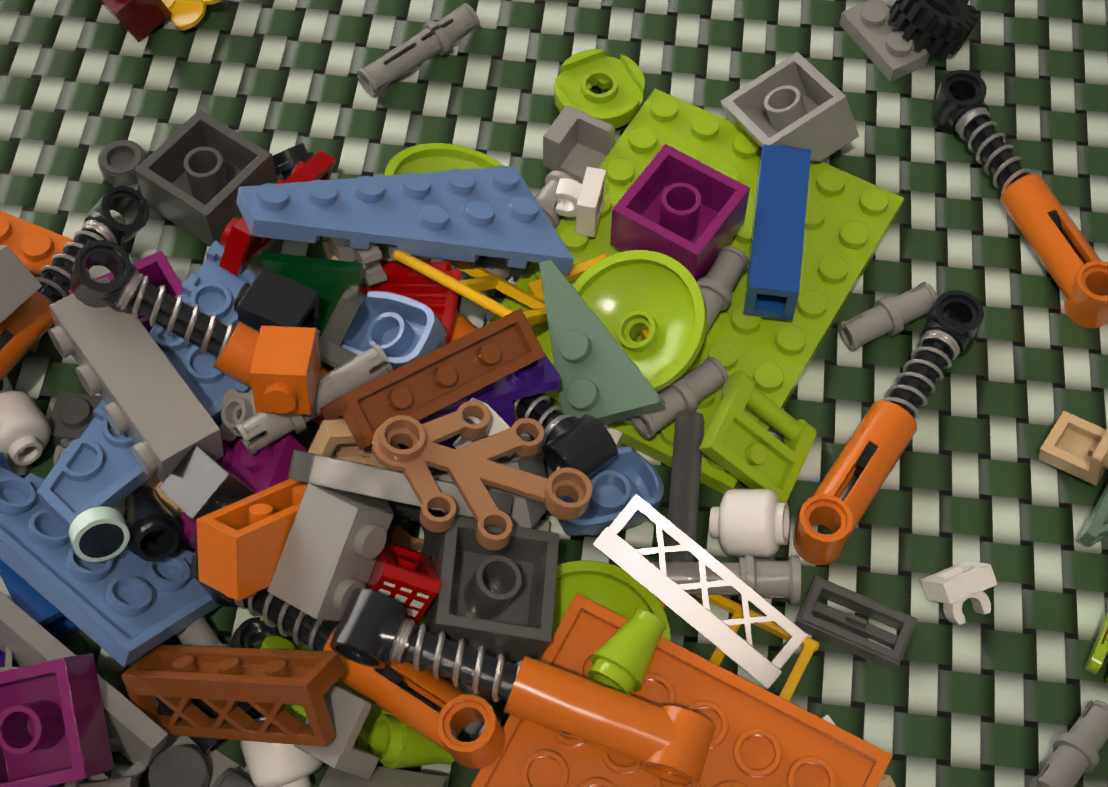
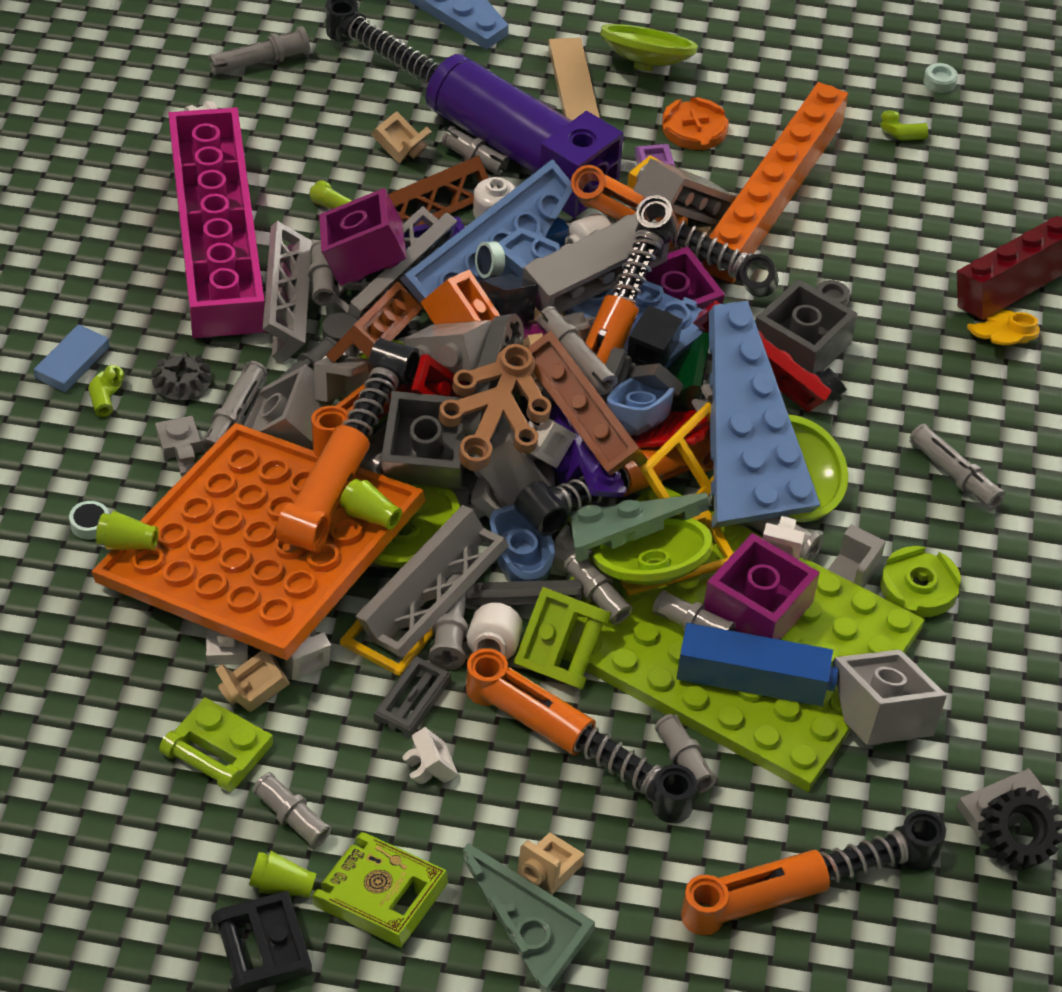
camera: 90 degrees right, 10 degrees down
(285, 370) = (582, 316): orange brick -> none

